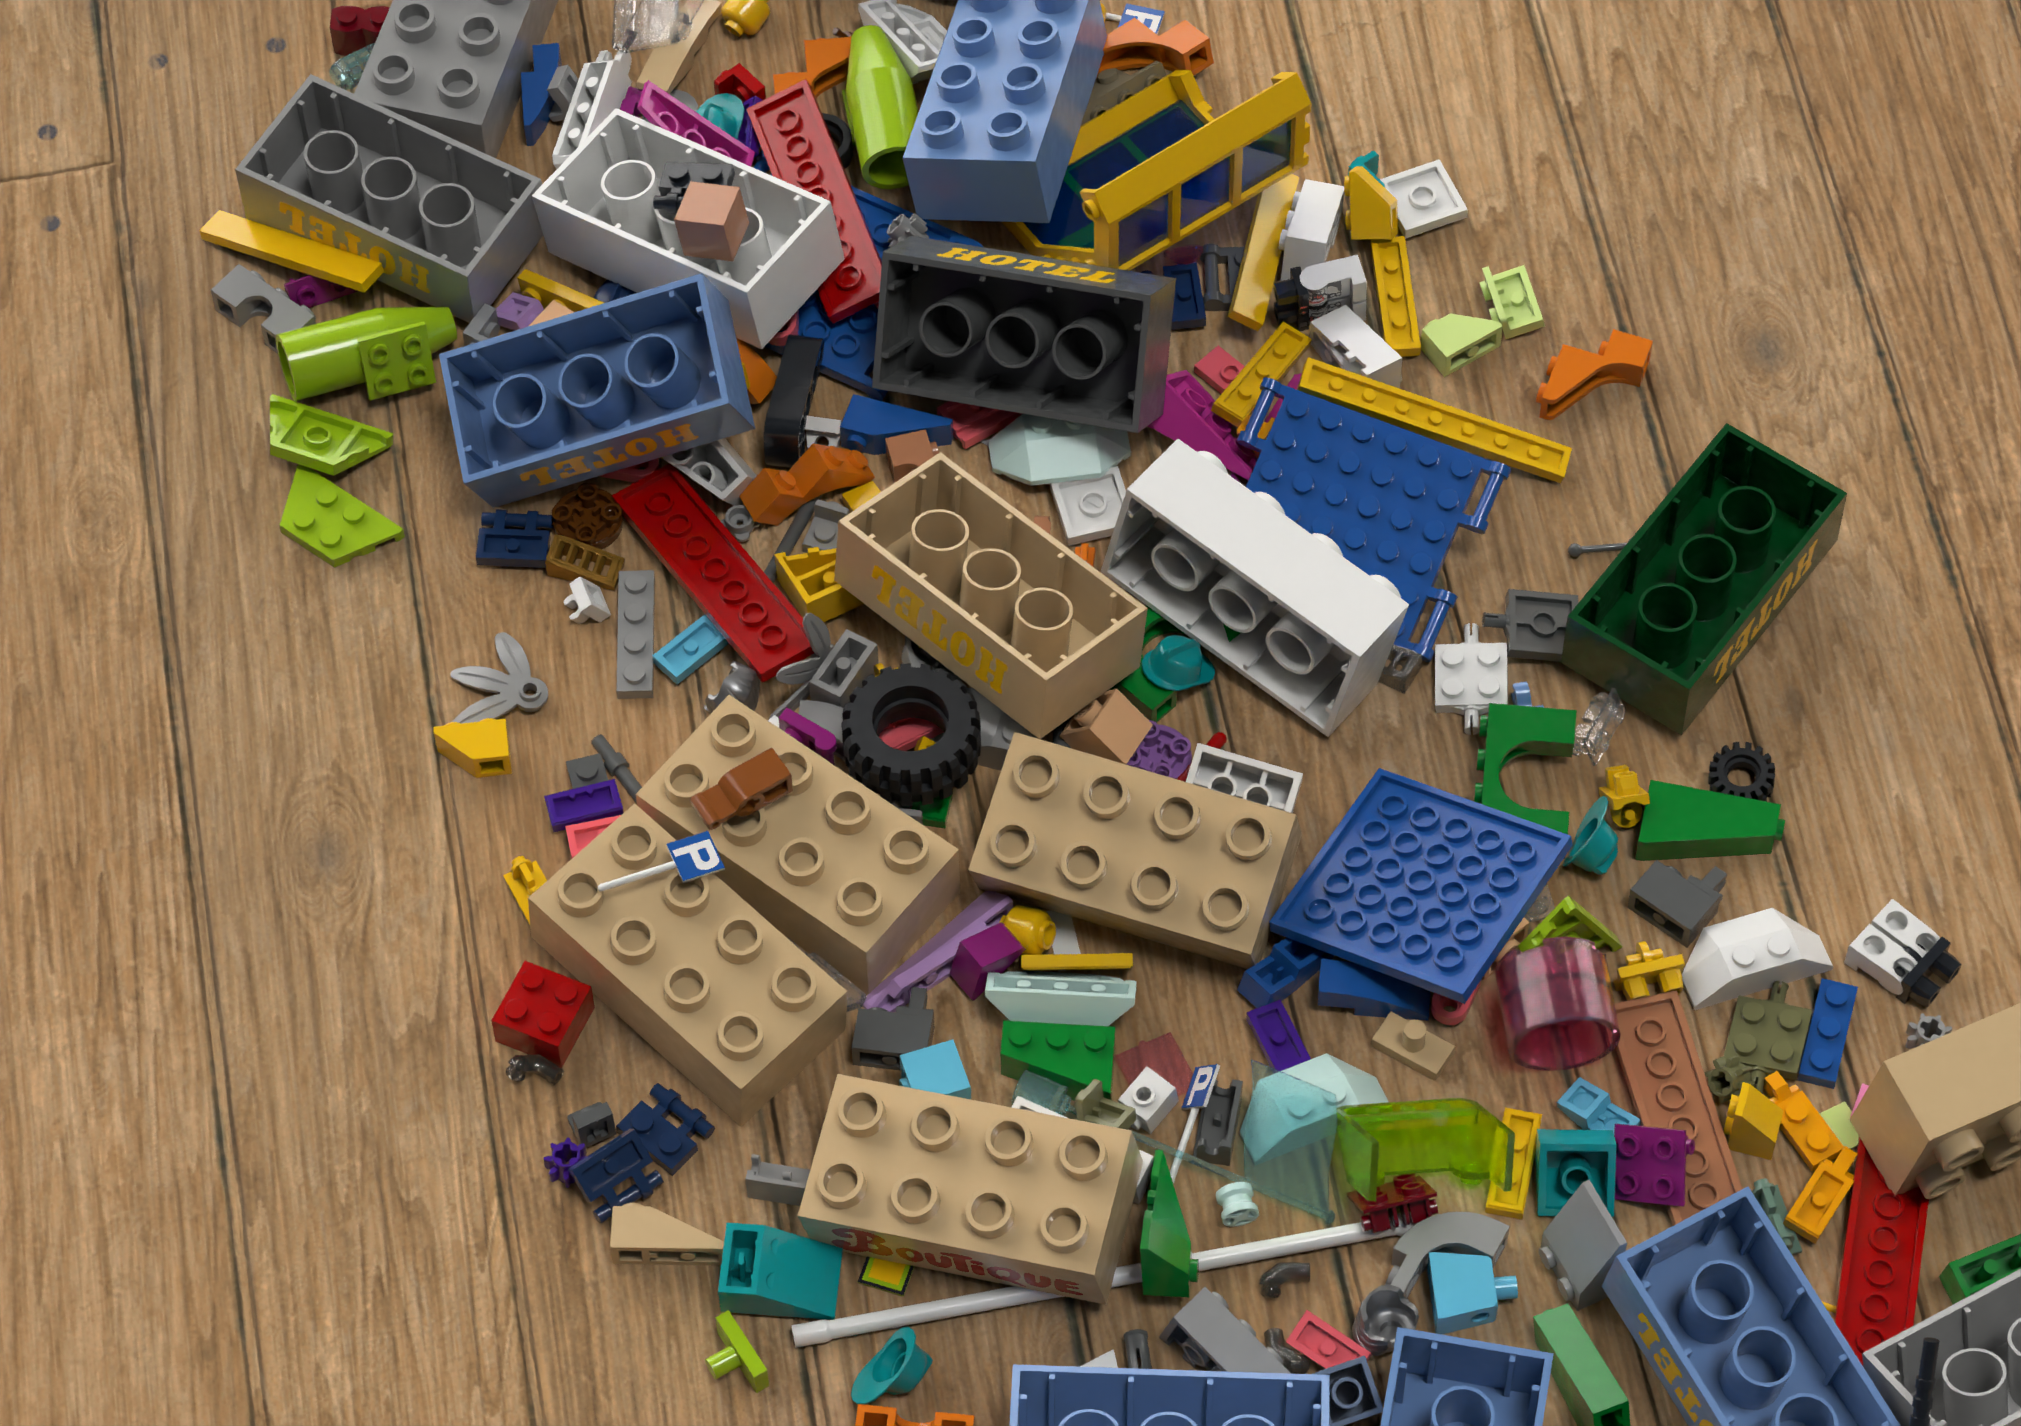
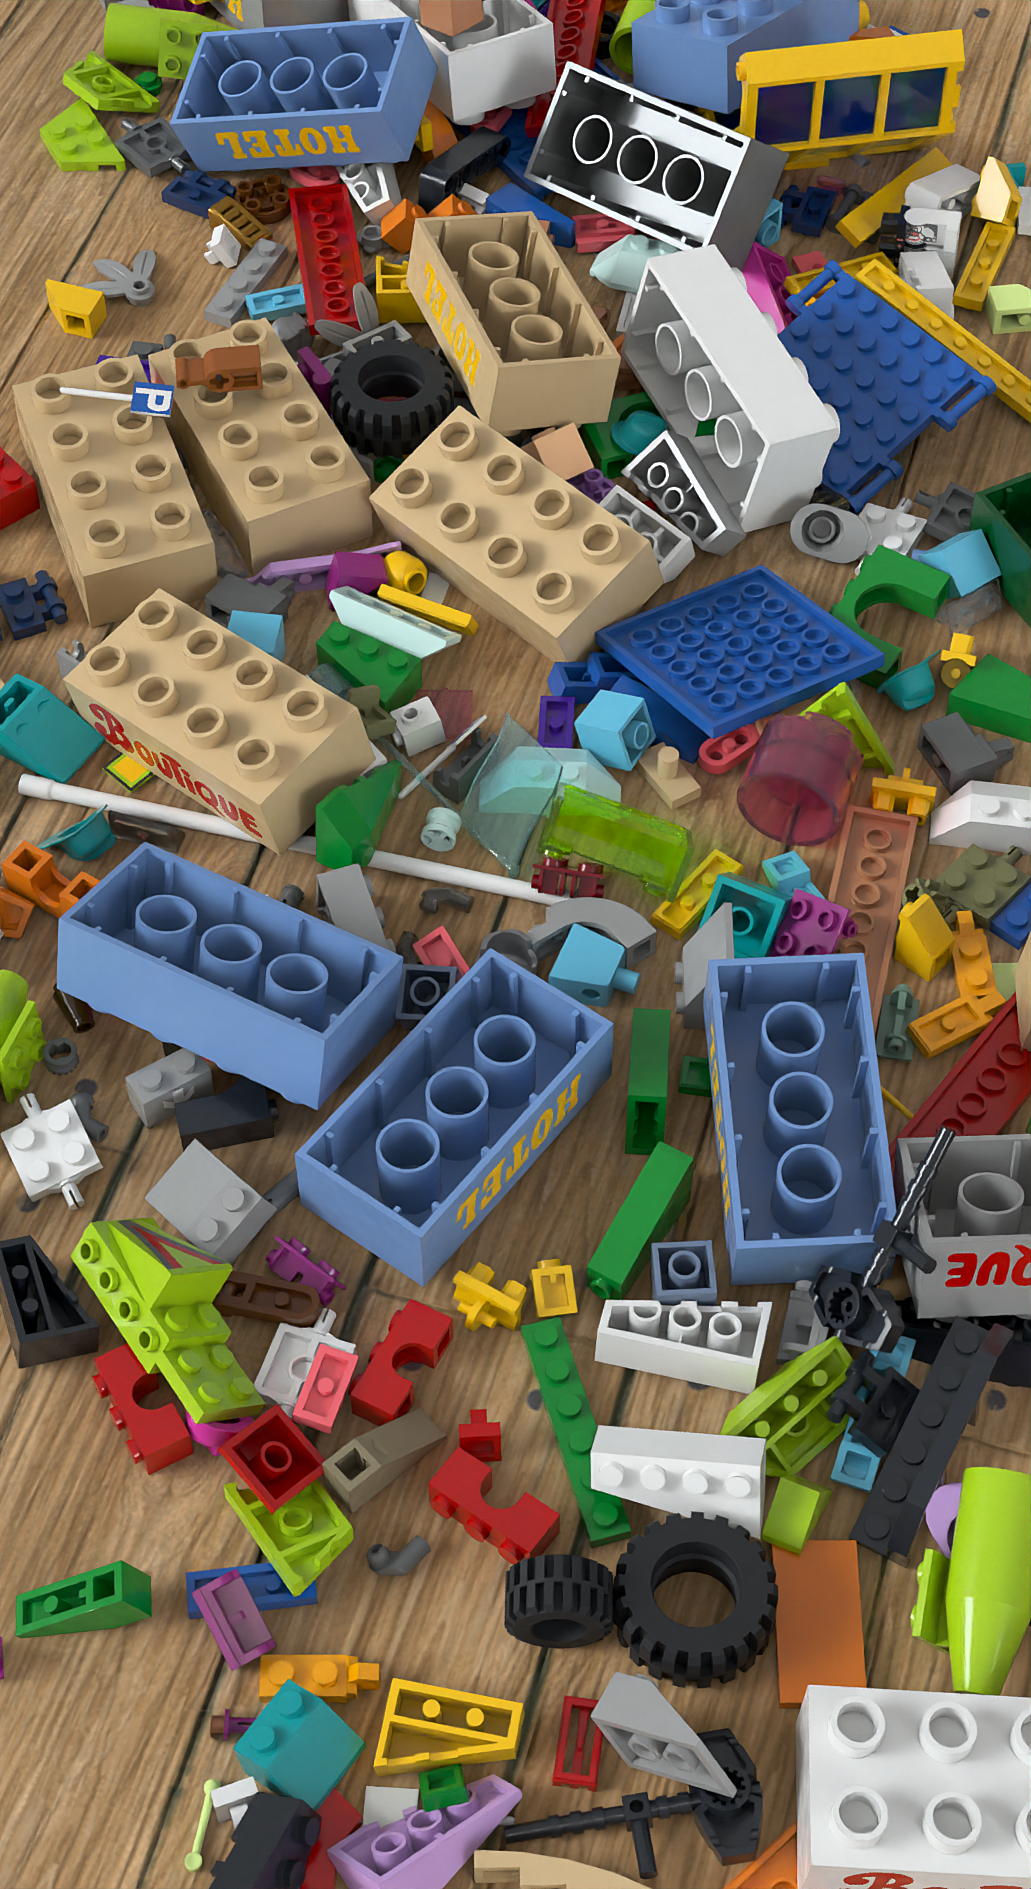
camera: 25 degrees right, 5 degrees down
(360, 410) = (150, 82): none -> green plate
(425, 496) = (152, 147): none -> dark grey plate
(953, 1334) = (142, 830): none -> clear smoke slope
(1259, 715) = (685, 491): none -> light grey wedge
(1346, 1021) = (615, 729): none -> medium azure head
(1424, 702) = (829, 533): none -> light grey piece
(1573, 683) = (966, 560): none -> medium azure head
(1621, 1354) = (695, 1076): none -> green tile

